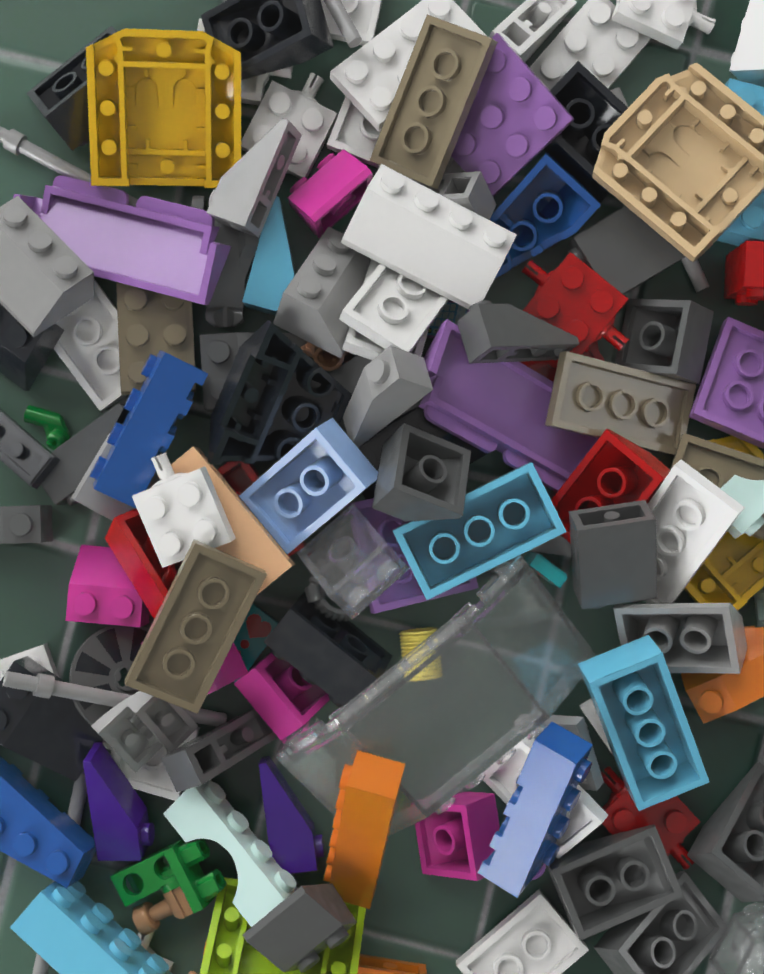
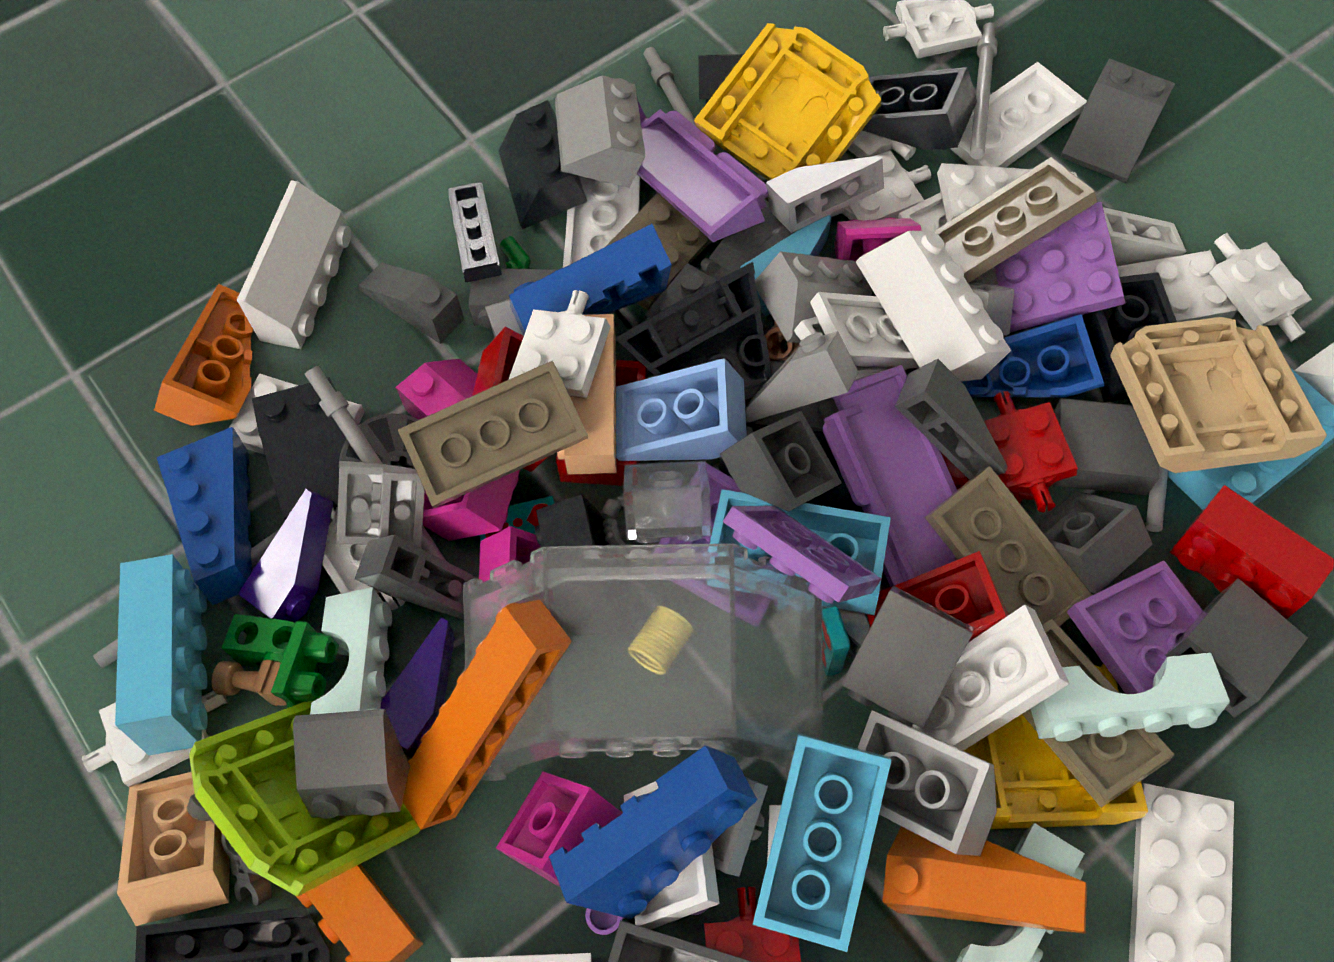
camera: 40 degrees right, 25 degrees down
(505, 561) = (802, 552): none -> medium lavender plate

